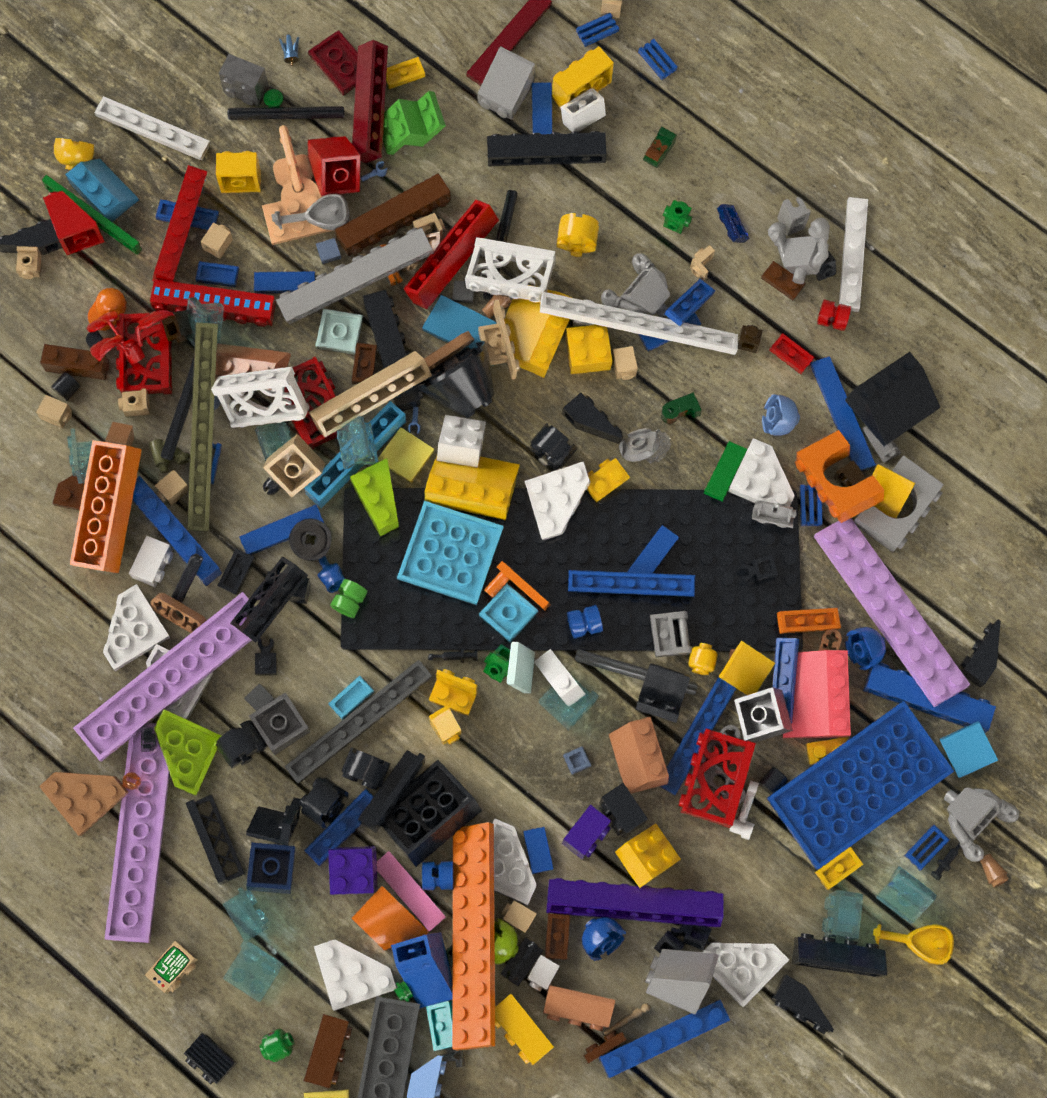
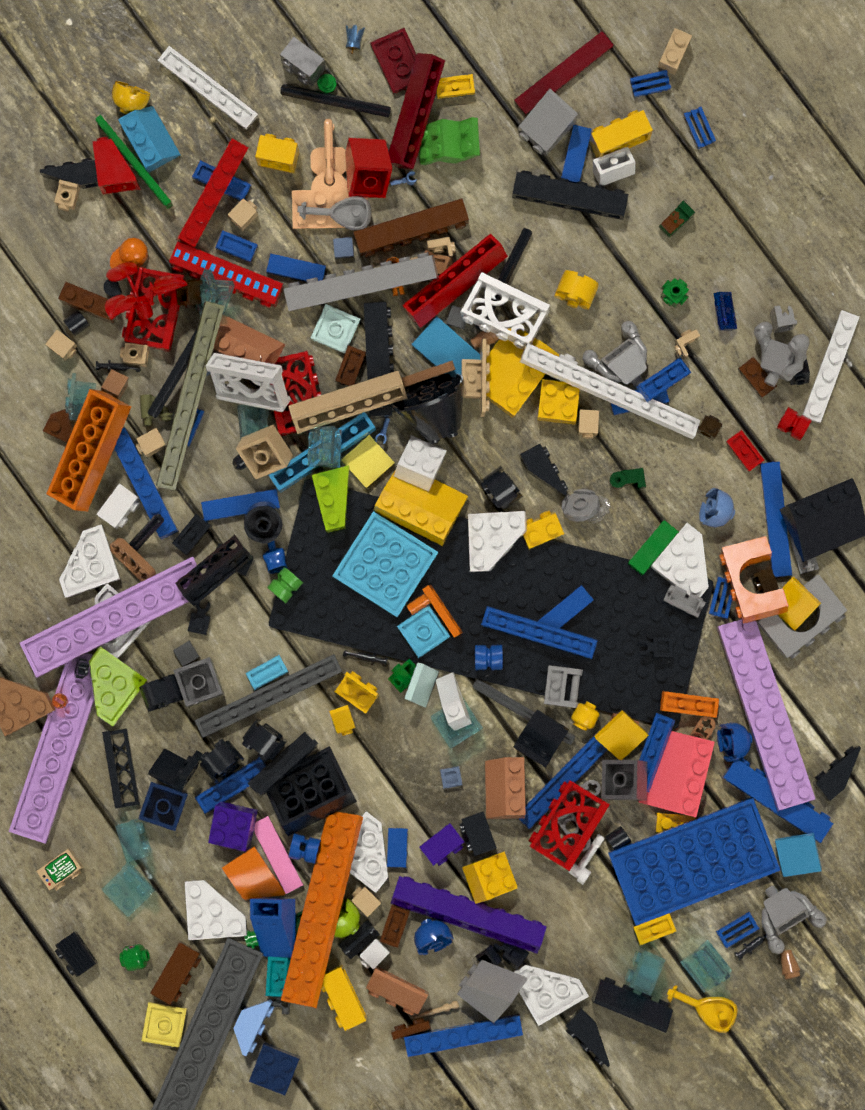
camera: 20 degrees right, 10 degrees up
(121, 419) = (116, 366): none -> black piece

